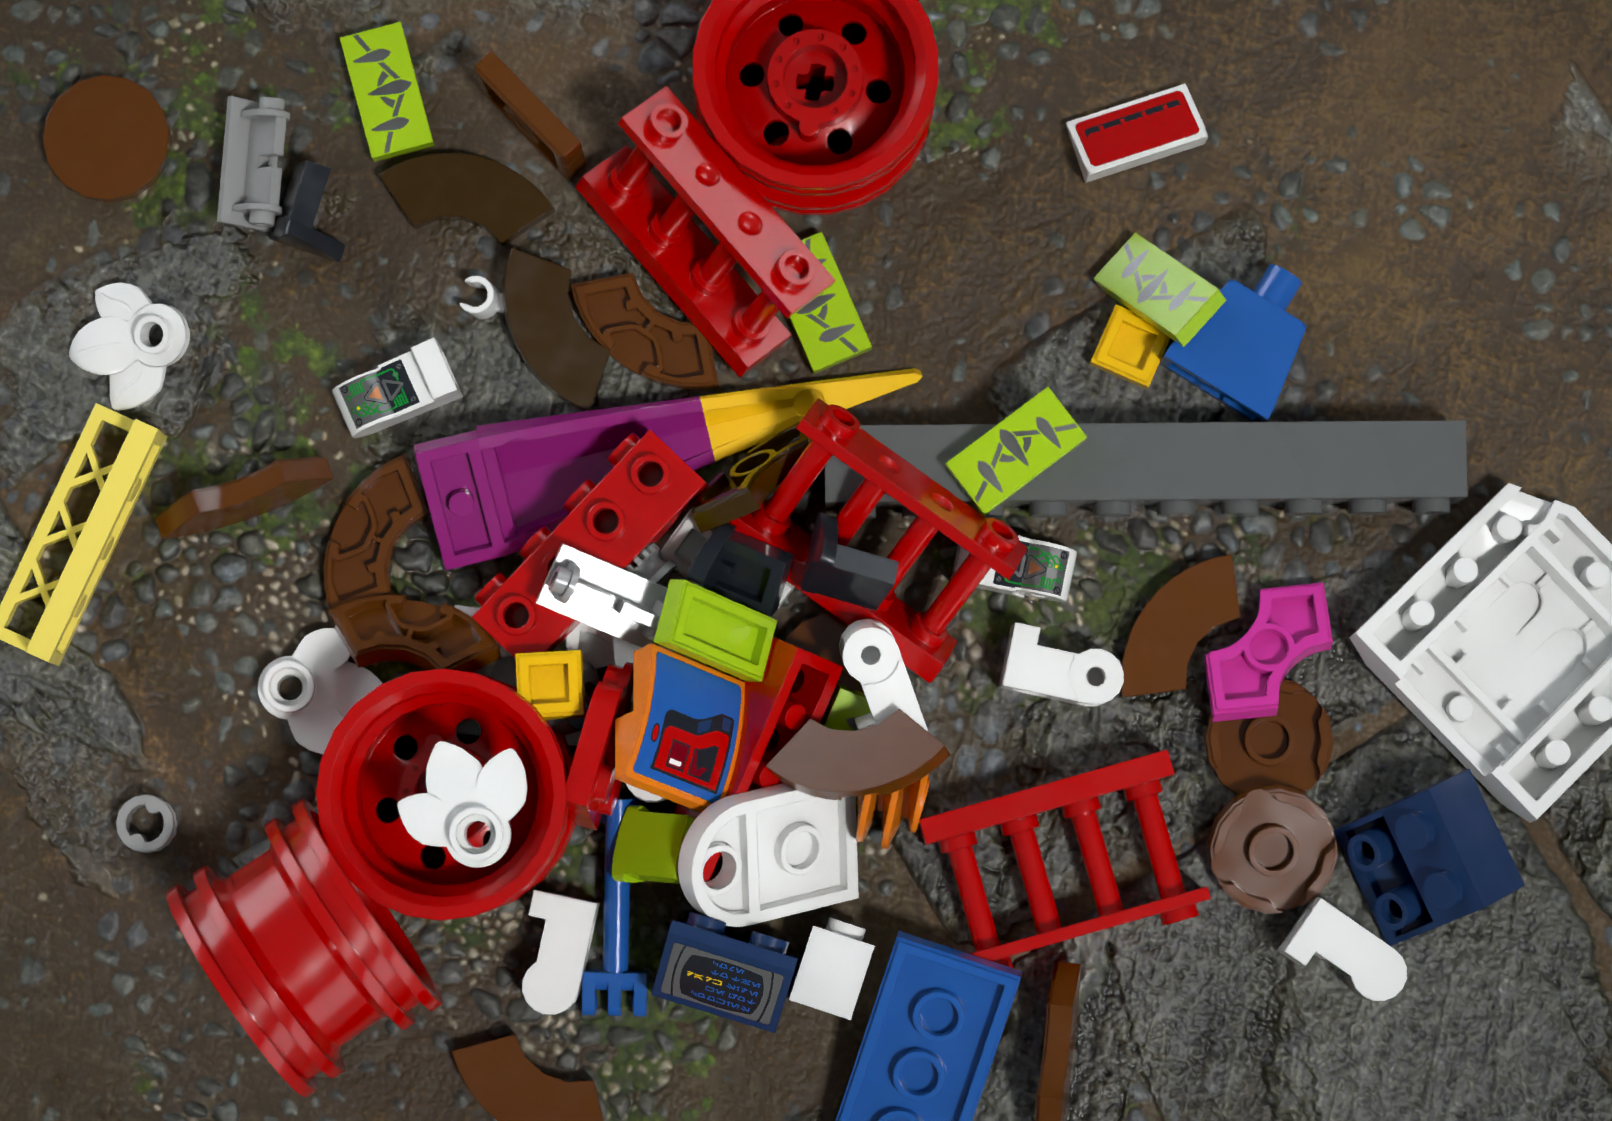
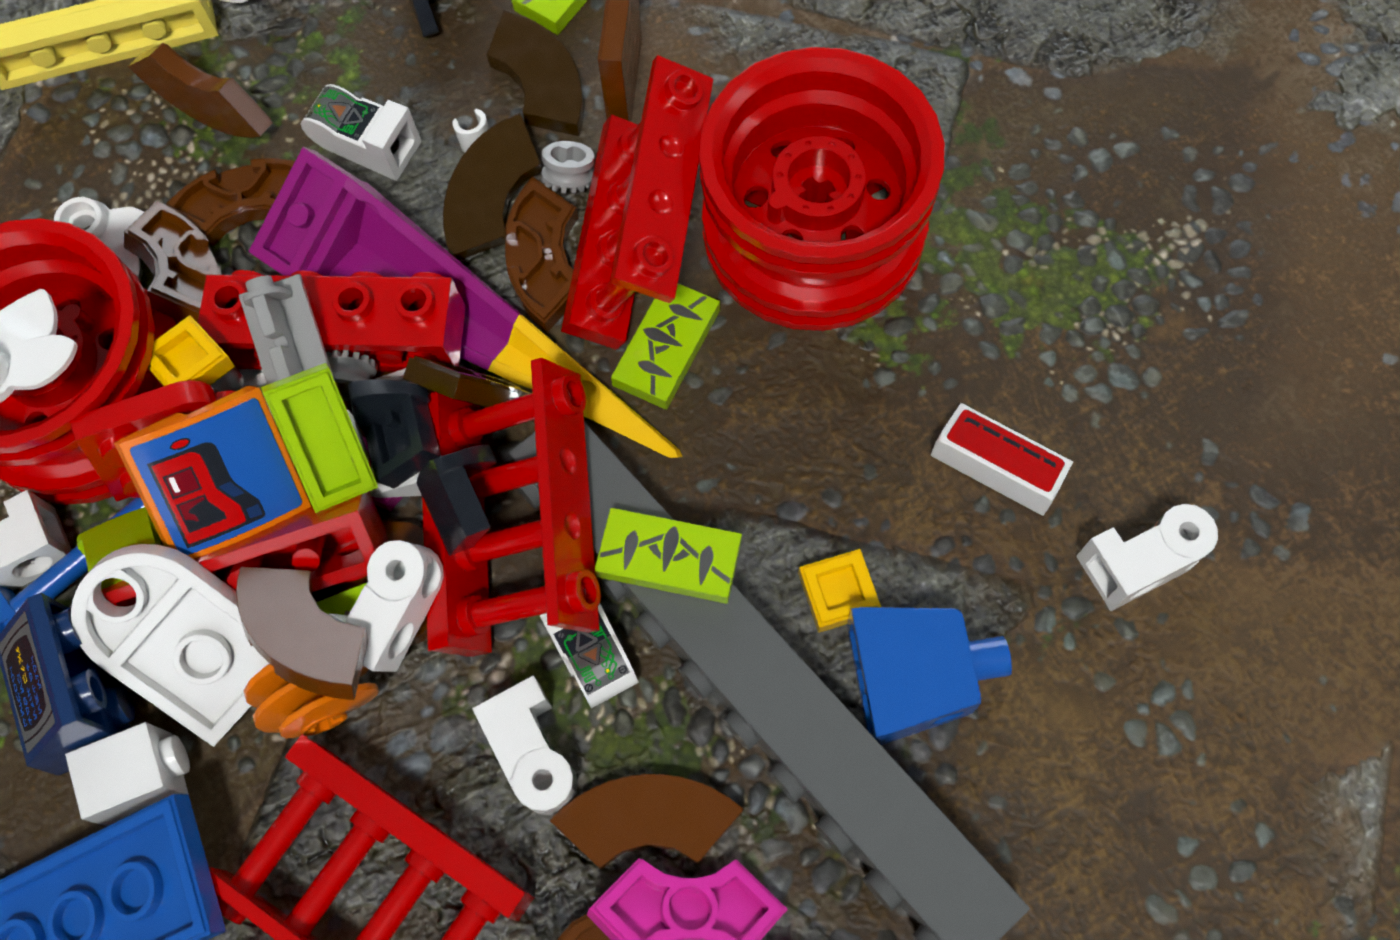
camera: 55 degrees right, 15 degrees down
(605, 253) = (567, 166): none -> light grey bush
(1159, 289) = (901, 567): lime tile -> none
(1311, 81) = (1151, 559): none -> white leg

